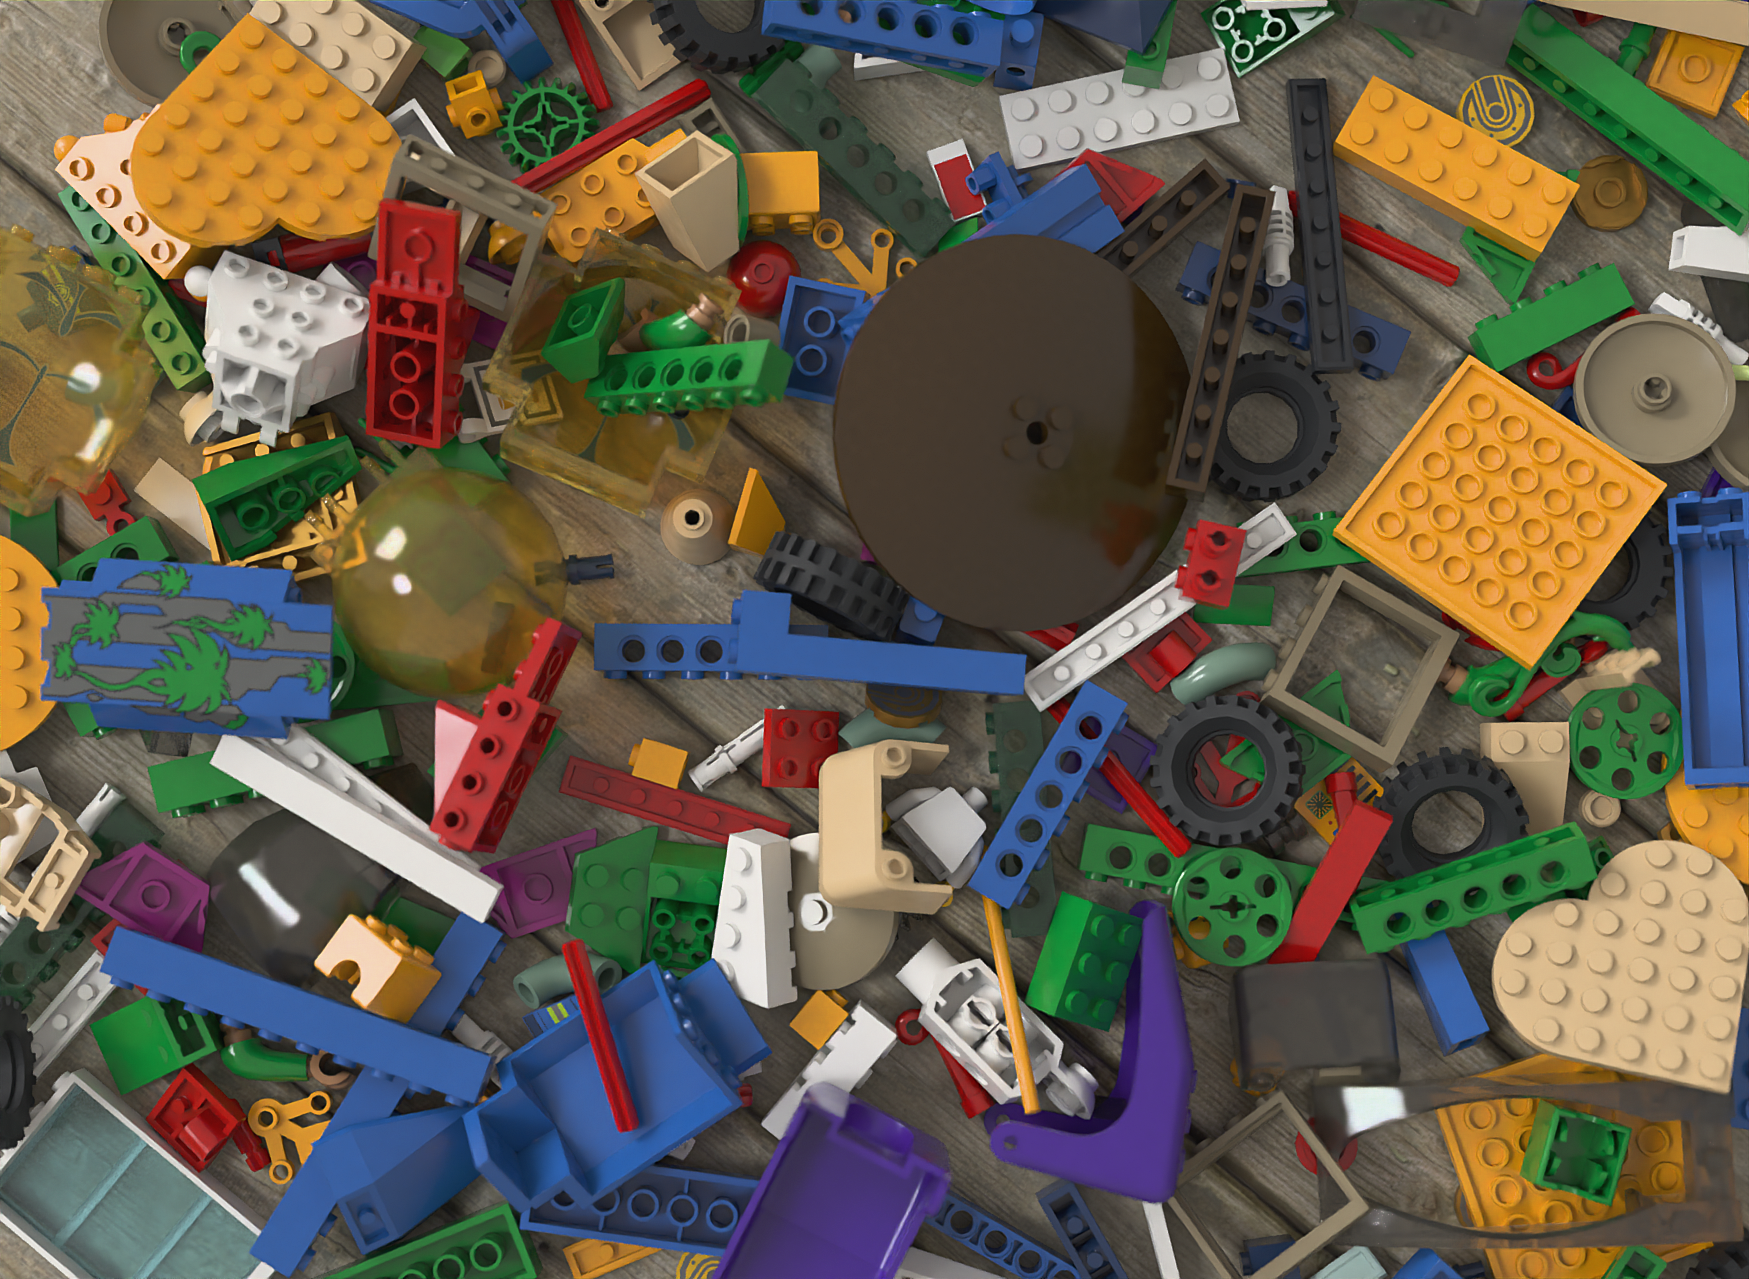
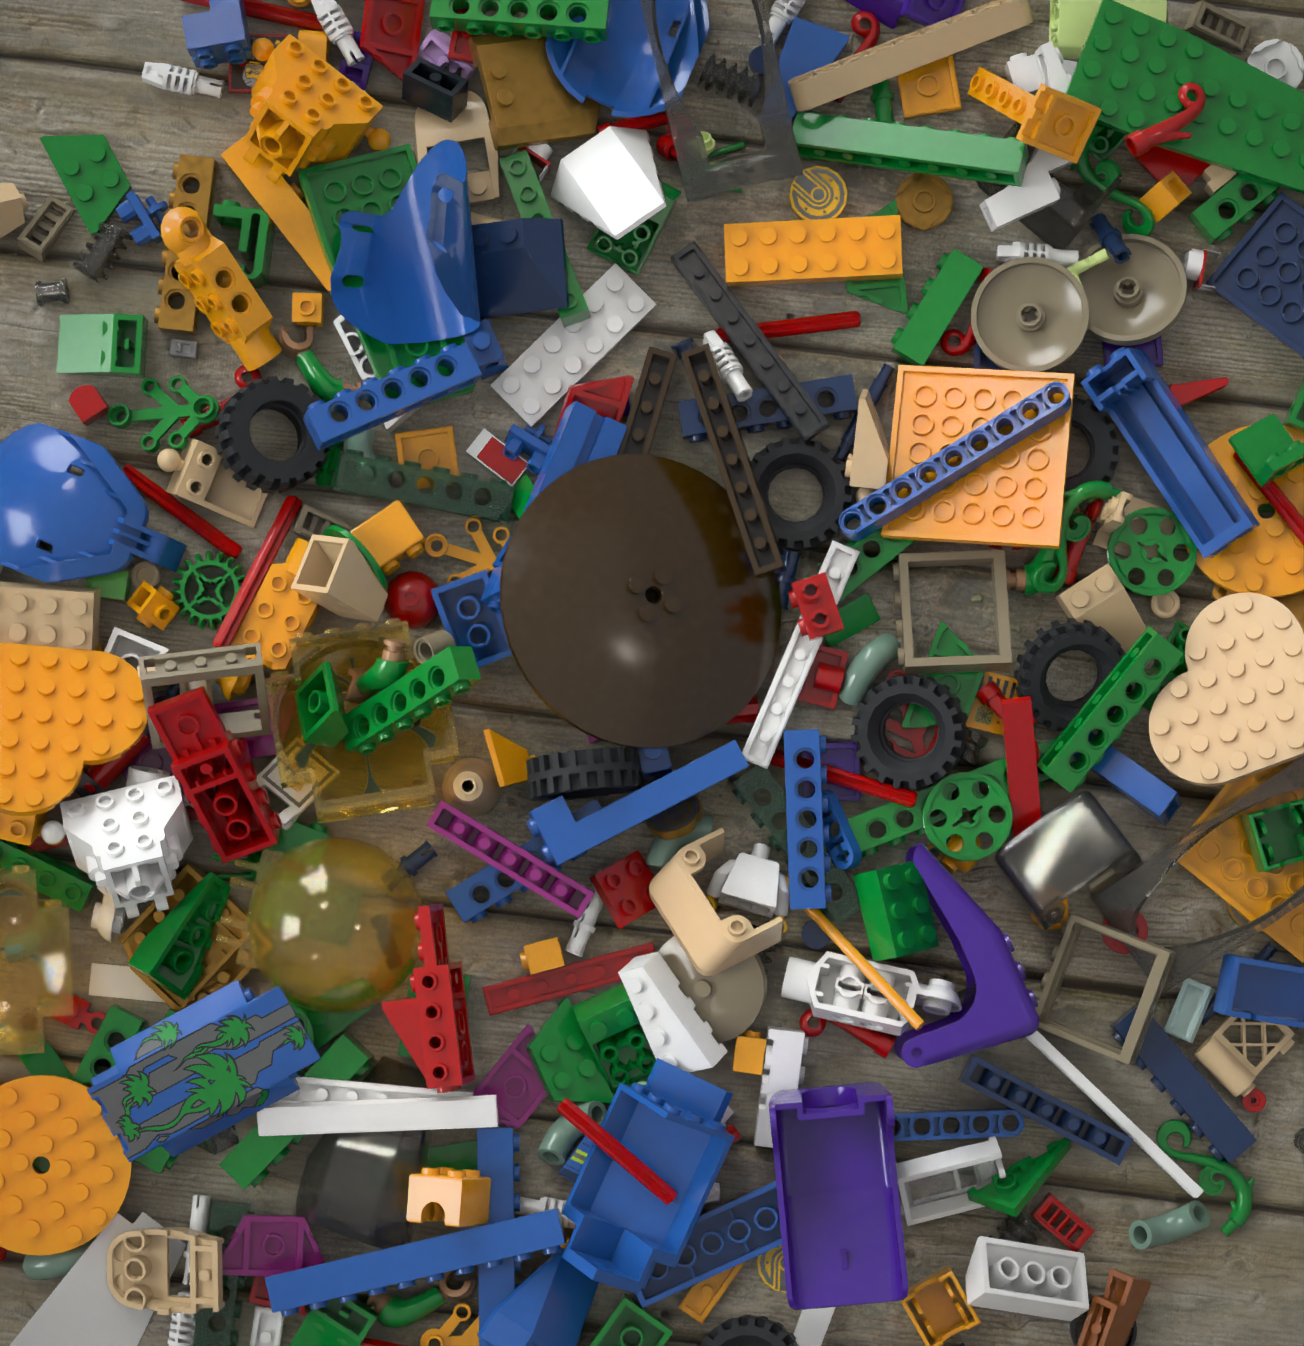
camera: 30 degrees left, 0 degrees up
(689, 631) = (510, 859): none -> magenta brick
(888, 123) = (430, 448): none -> light orange tile
(974, 931) = (814, 936): none -> dark blue tile
(1082, 840) = (845, 835): none -> blue beam
(1197, 510) = (787, 577): none -> dark blue pin
(1375, 436) = (871, 451): none -> tan slope
(1397, 384) = (876, 390): none -> dark blue piece
(1488, 488) = (963, 448): none -> blue beam

